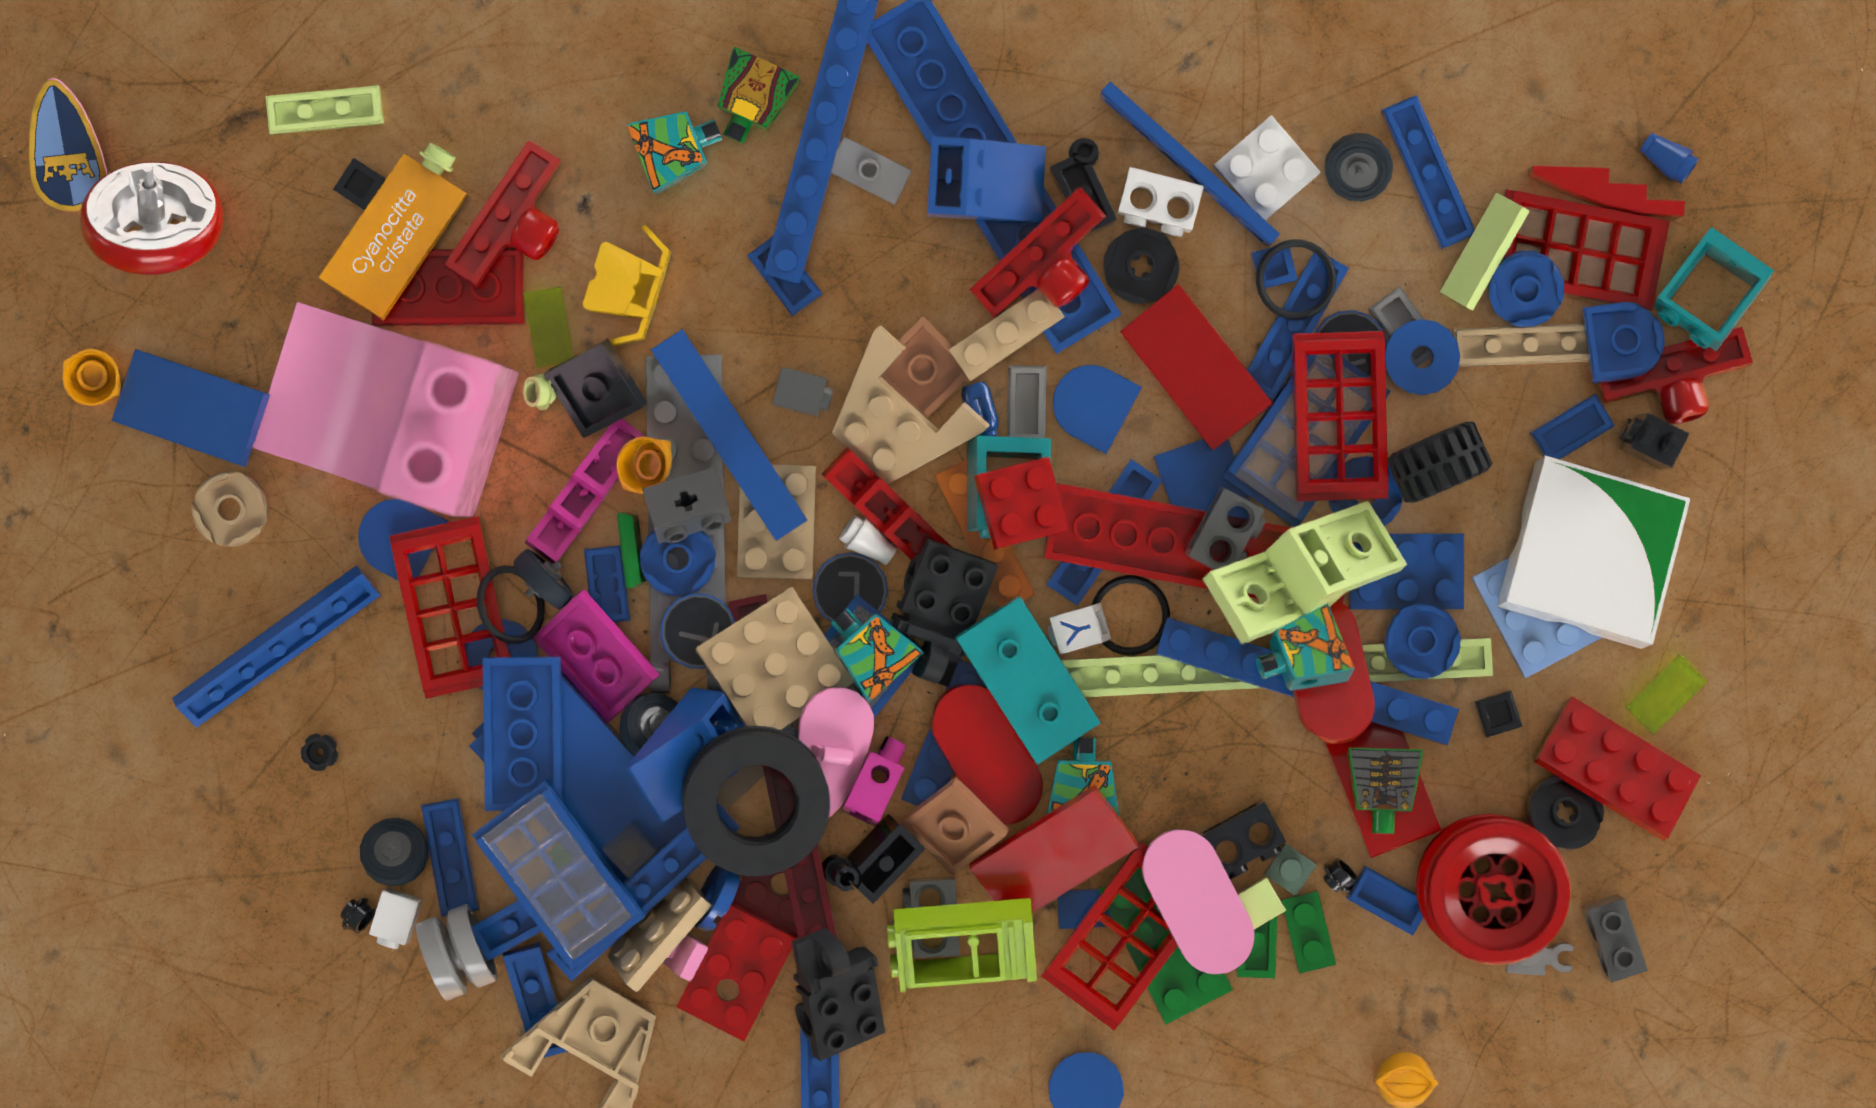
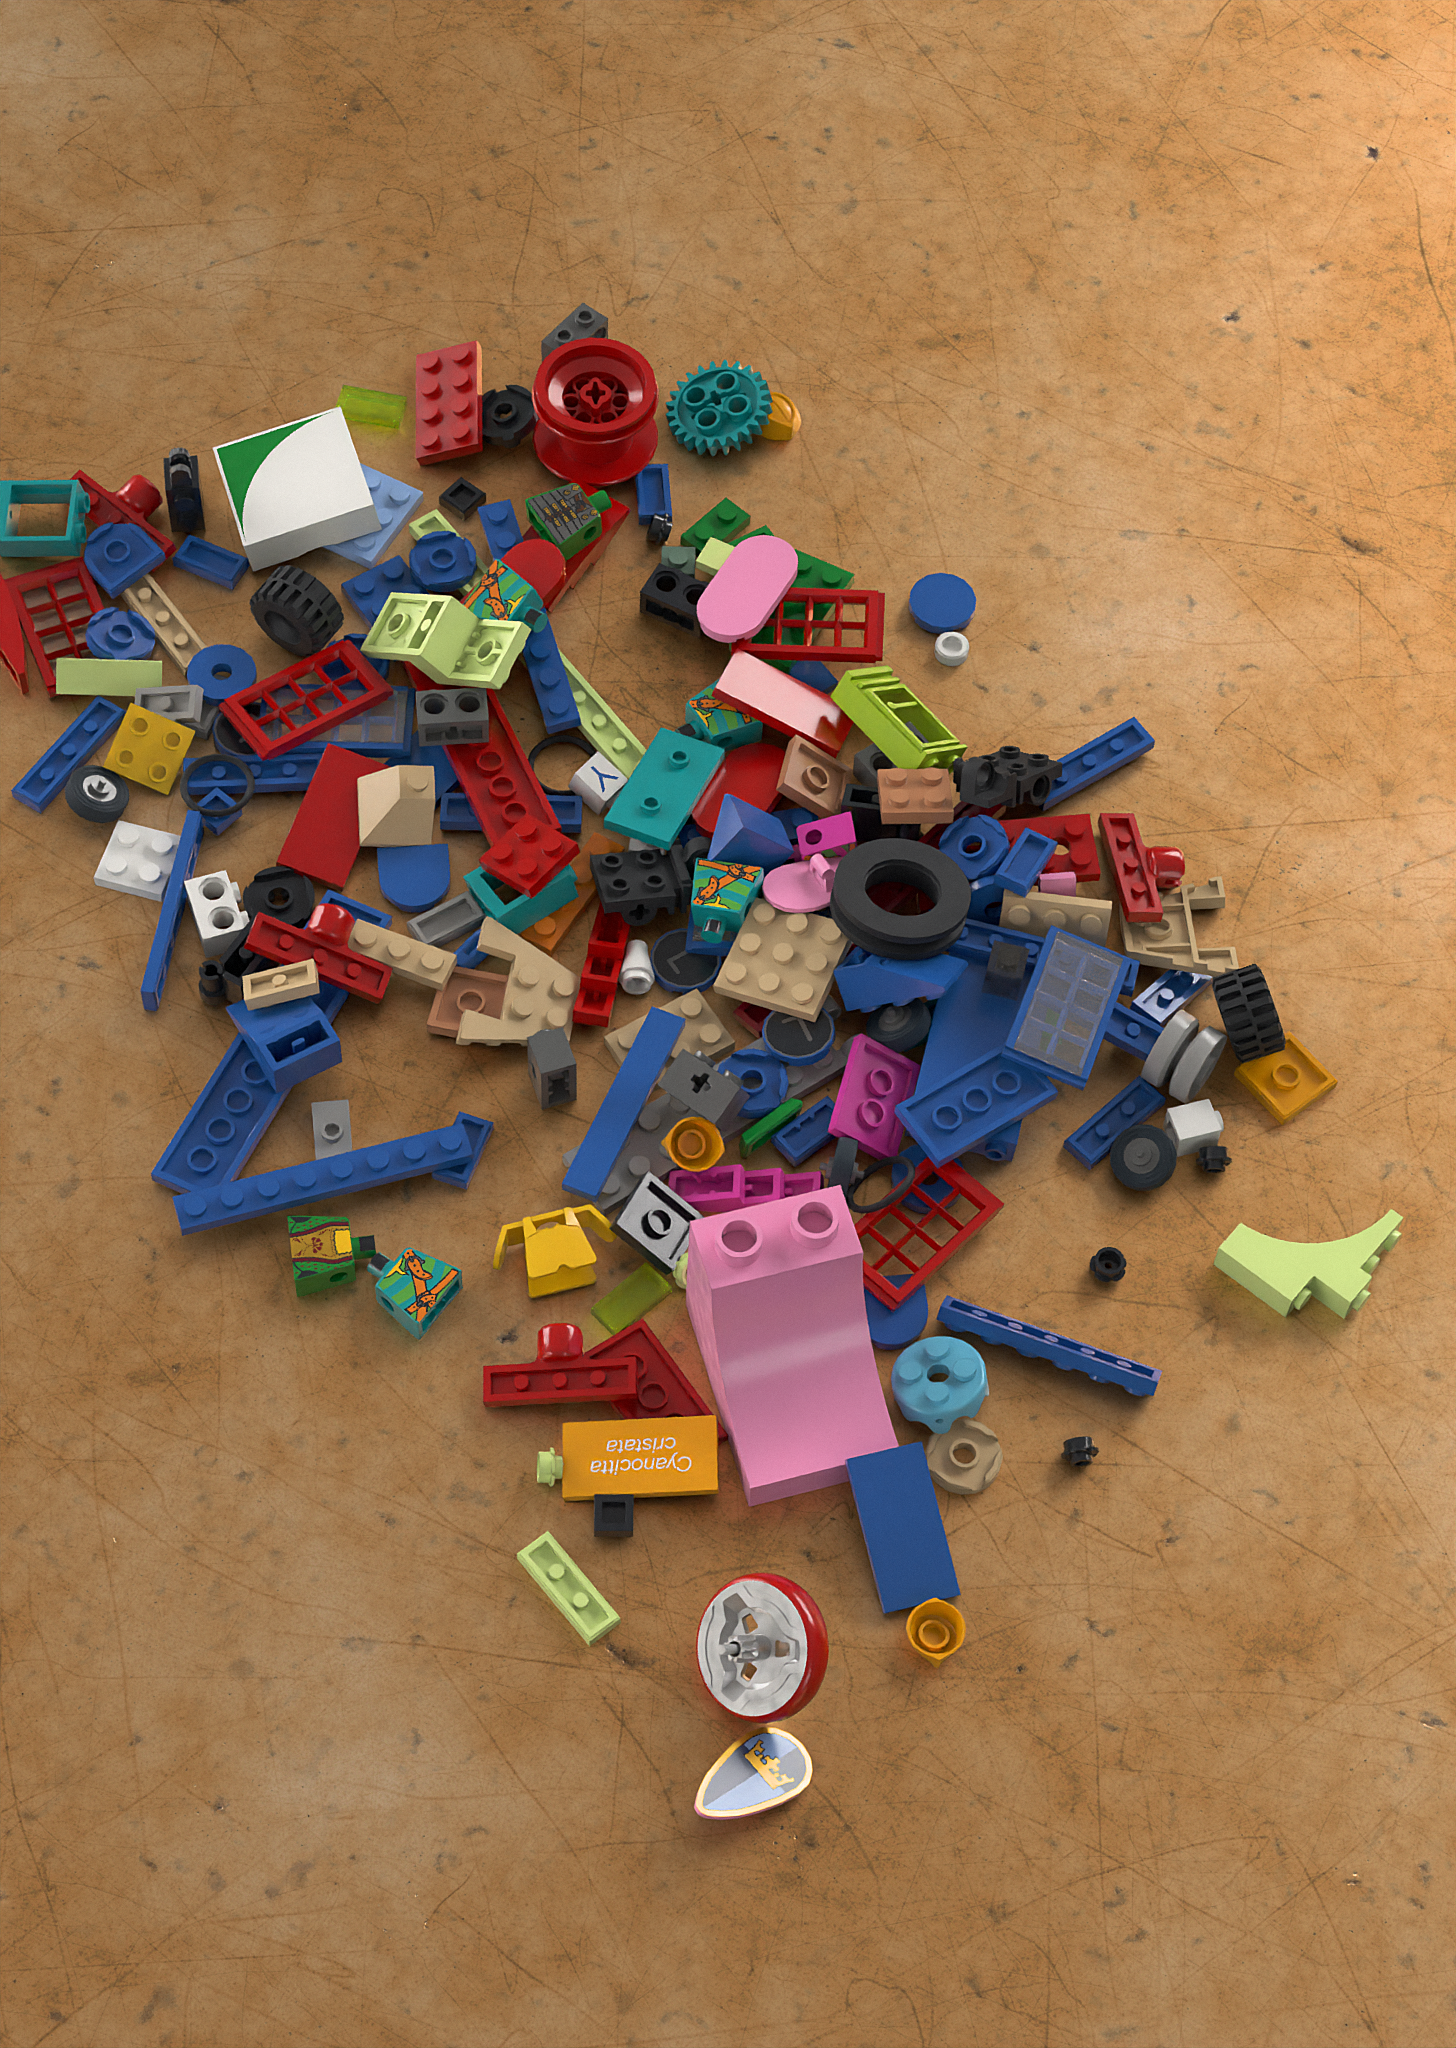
camera: 130 degrees left, 30 degrees down
(169, 605) = (1079, 1451): none -> black plate
(186, 936) = (1290, 1272): none -> yellowish green arch
(271, 534) = (939, 1402): none -> medium azure plate
(396, 1039) = (1286, 1079): none -> light orange tile
(456, 1037) = (1248, 1013): none -> black tyre
(677, 1056) = (1137, 868): none -> red plate
(720, 939) = (1025, 862): none -> blue tile
(765, 929) = (976, 829): none -> blue tile
(862, 895) = (915, 796): none -> nougat plate
(918, 717) = (749, 836): none -> blue slope
(1023, 198) = (280, 984): none -> tan plate
(1030, 1062) = (951, 648): none -> white tile
(1165, 424) = (396, 806): none -> tan slope
(1376, 240) = (148, 748): none -> yellow hinge
(1411, 1018) = (719, 407): none -> teal gear
(1414, 283) = (175, 703): none -> light grey hinge

